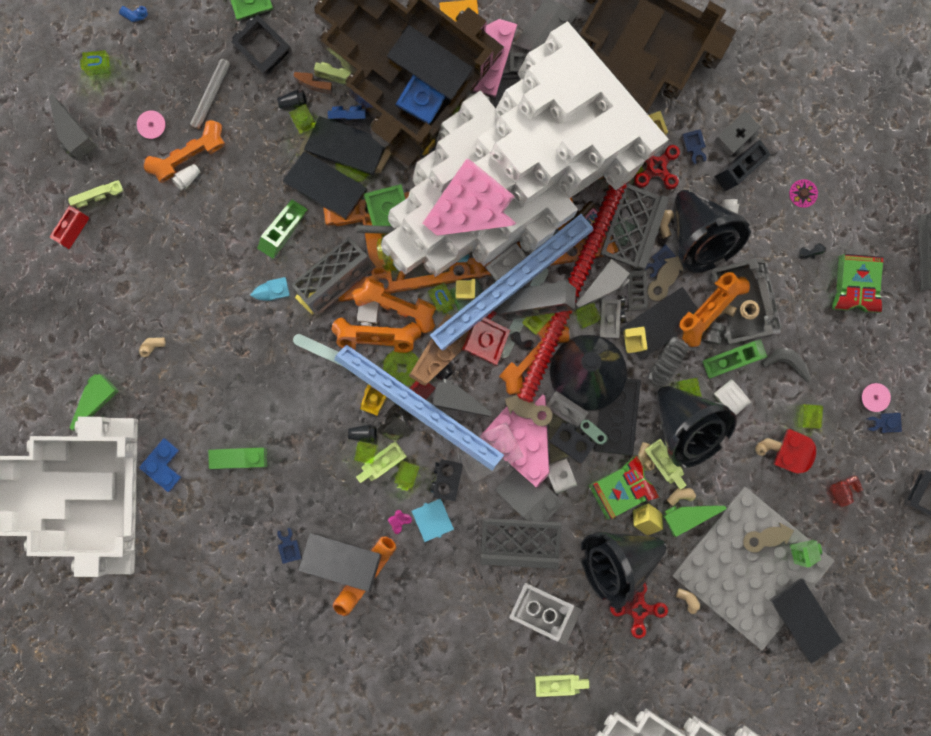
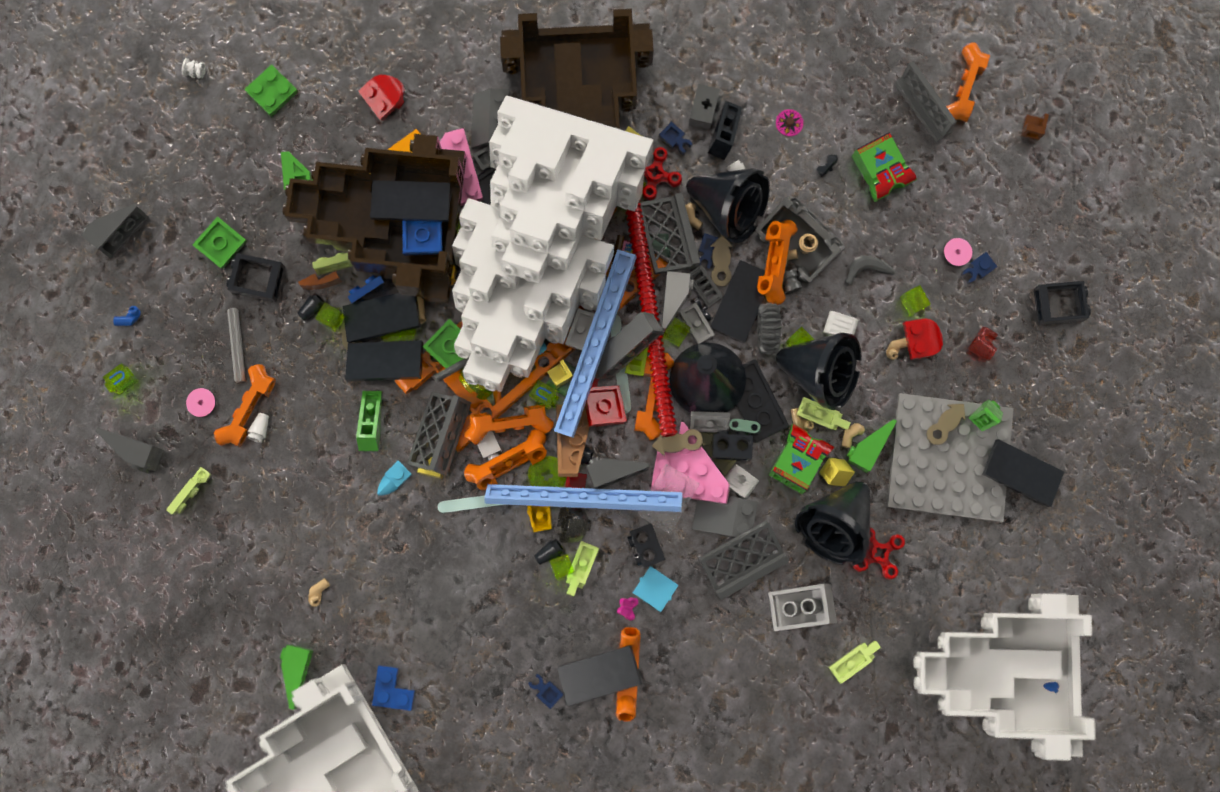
camera: 30 degrees left, 5 degrees down
(69, 227) = (182, 534): red slope -> none
(237, 458) = (453, 642): bright green slope -> none
(406, 475) = (609, 564): clear neon green brick -> none
(470, 203) = (520, 294): bright pink wing -> none
(516, 338) = (628, 389): black piece -> none
(635, 340) = (729, 327): light yellow panel -> none
(691, 599) = (915, 516): tan arm -> none
(734, 358) = (821, 292): bright green slope -> none

